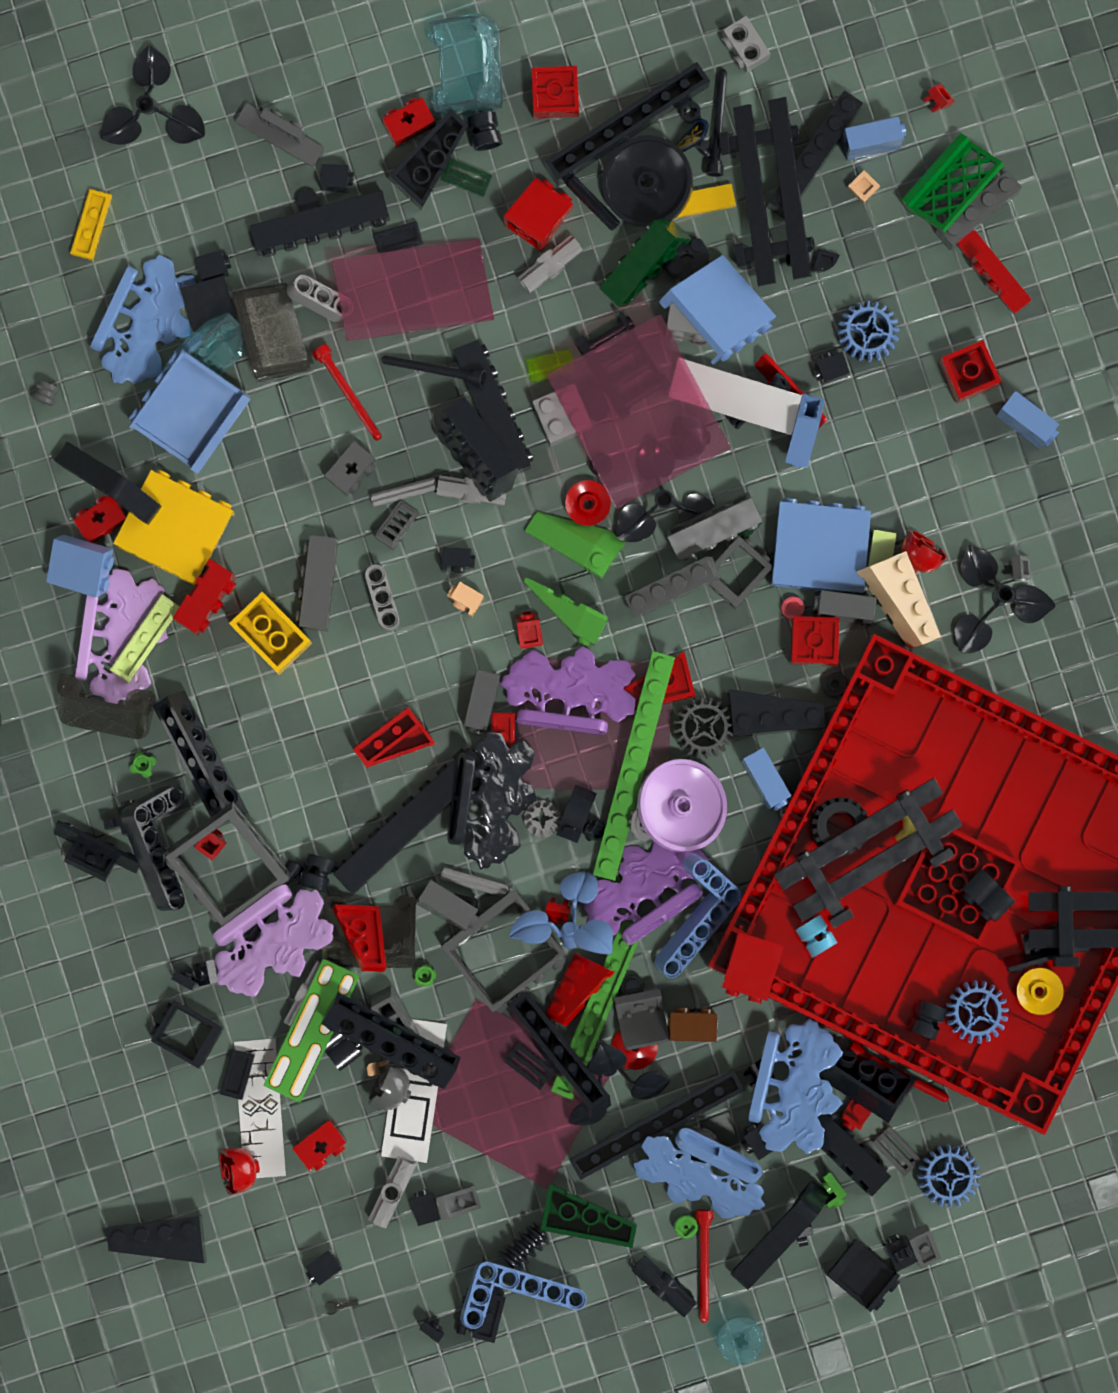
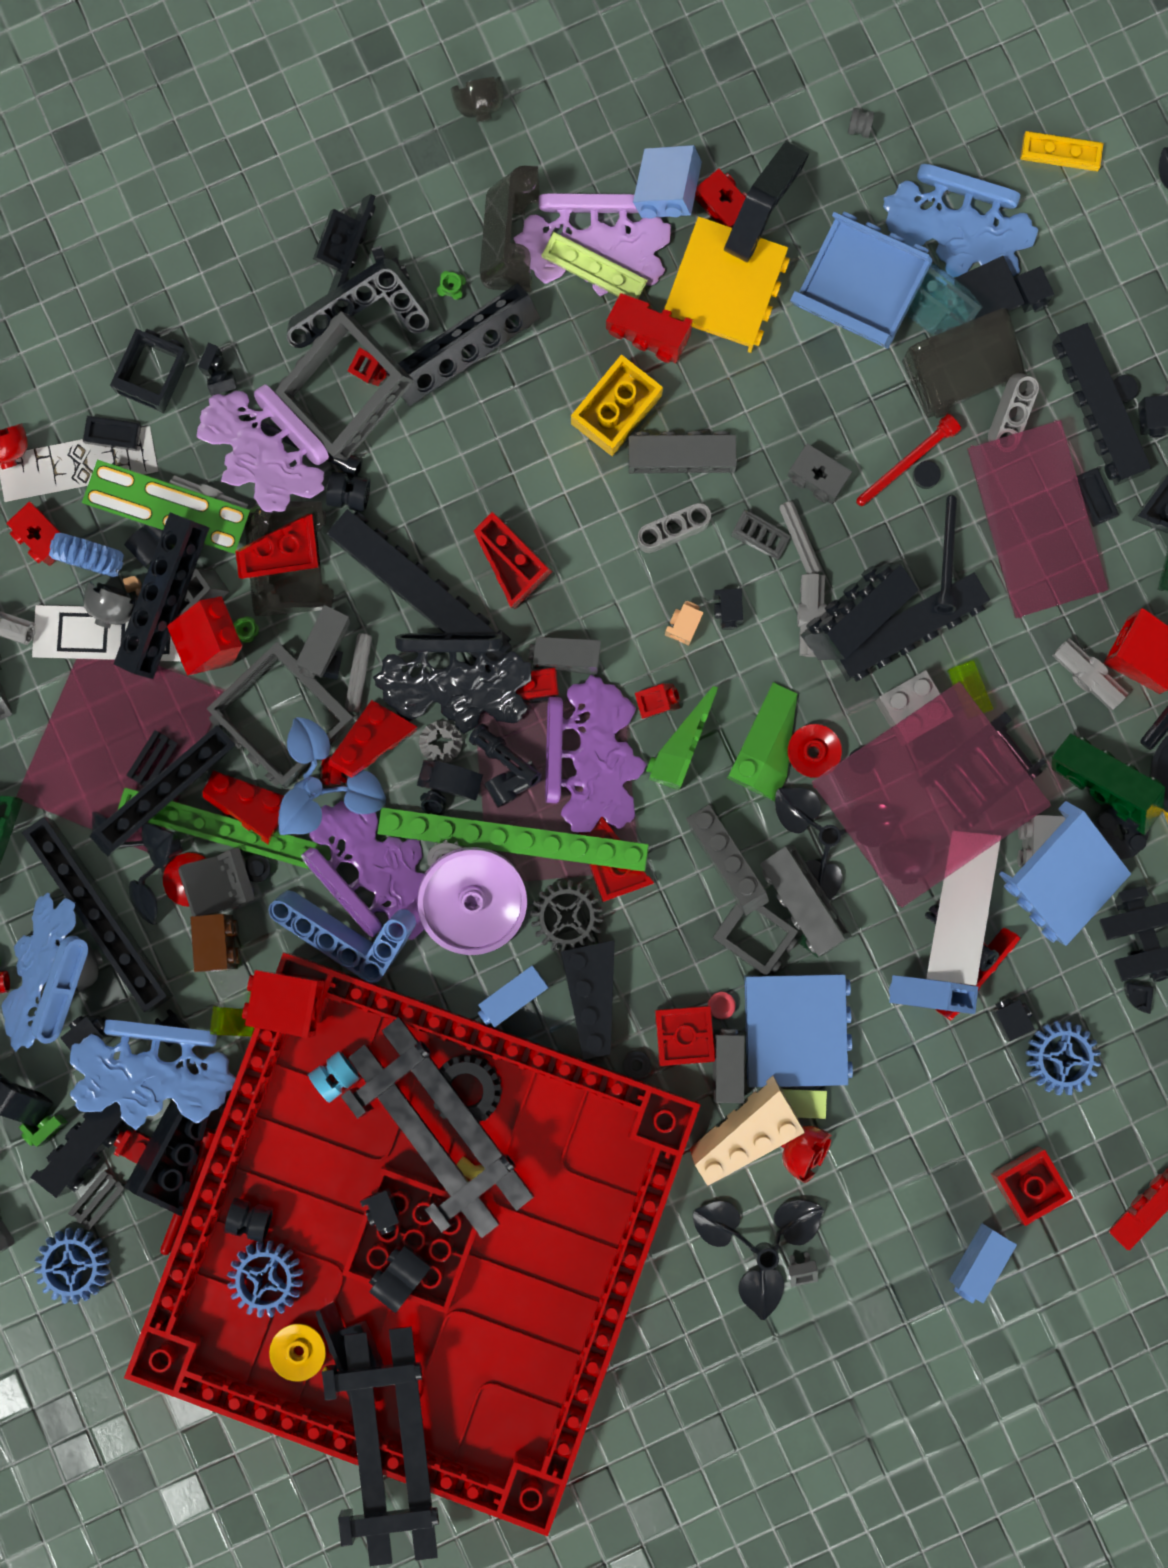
camera: 85 degrees right, 0 degrees up
(347, 1102) = (86, 554): none -> medium blue gear
(361, 378) = (926, 474): none -> black tile
(432, 1004) = (205, 637): none -> red slope
(532, 876) = (369, 738): none -> red wing
(553, 769) = (497, 749): none -> black pin
(587, 763) = (506, 787): none -> black piece
(760, 1017) = (229, 1022): none -> clear neon green tile
(931, 904) = (382, 1211): none -> black brick

